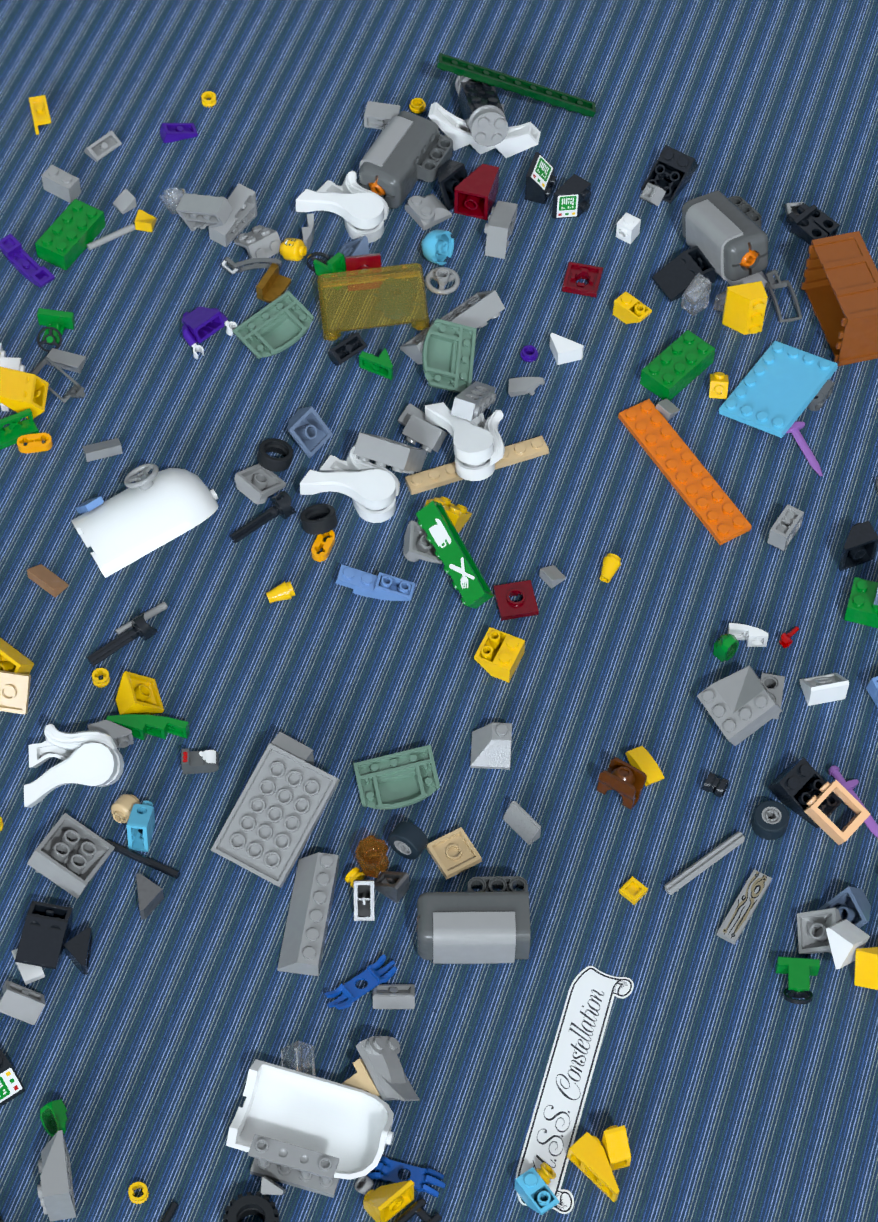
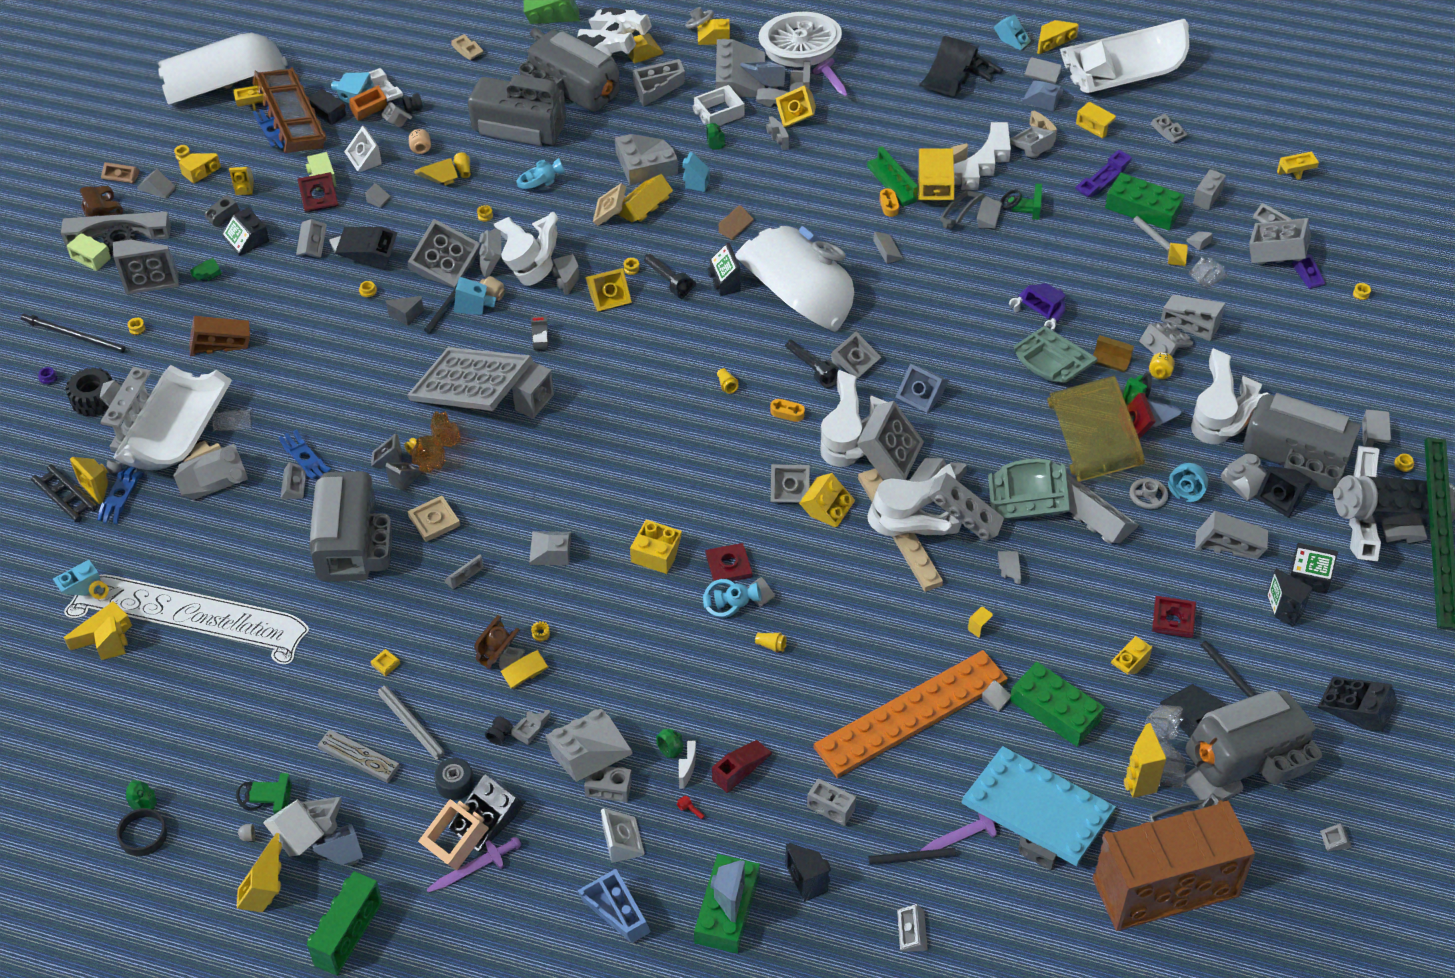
camera: 90 degrees right, 5 degrees down
(76, 802) = (489, 250): none -> light grey slope
(79, 949) = (355, 272): black slope -> none
(106, 934) = (367, 289): none -> yellow plate
(129, 584) = (725, 271): none -> black slope
(144, 140) = (1280, 241): none -> light grey slope
(147, 615) = (702, 294): light grey bar -> none
(152, 725) = (576, 298): green slope -> none
(171, 1091) = (218, 334): none -> dark orange wedge
(203, 210) = (1183, 280): light grey wedge -> none
(262, 263) = (1124, 318): dark grey sword -> none
(277, 446) = (894, 354): black tyre -> none
(308, 232) = (1184, 377): light grey slope -> none
(309, 914) = (374, 420): light grey slope -> none
(326, 519) = (807, 406): black tyre -> none
(336, 844) = (444, 430): none -> clear orange hair
(346, 349) = (1035, 415): black brick -> none
(373, 586) = (738, 446): medium blue slope -> none
(378, 365) = (1020, 442): green slope -> none
(397, 778) = (513, 470): sand green slope -> none
(408, 840) = (444, 478): black wheel -> none
(454, 555) = (769, 500): green brick -> none
(477, 192) = (1279, 512): dark red slope -> none
(529, 353) = (1056, 565): dark purple plate -> none
(562, 589) = (736, 595): none -> medium azure piece
(565, 349) = (1063, 597): white slope -> none
(589, 411) = (977, 620): none -> yellow slope
(595, 761) = (542, 637): none -> yellow bush
(628, 228) = (1258, 657): white brick -> none
(637, 252) = (1227, 669): none -> black bar
(653, 194) = (1322, 685): light grey slope -> none
(706, 763) = (530, 726): none -> light grey slope
(718, 385) = (1038, 745): yellow bracket -> none
(748, 594) = (739, 764): none -> dark red slope
(804, 1095) = (140, 795): none -> green rock
(811, 223) = (1311, 843): black hips -> none
(827, 481) = (909, 856): none -> black bar
(836, 995) = (247, 832): none -> light grey hinge
(845, 1073) = (133, 815): none -> black tyre

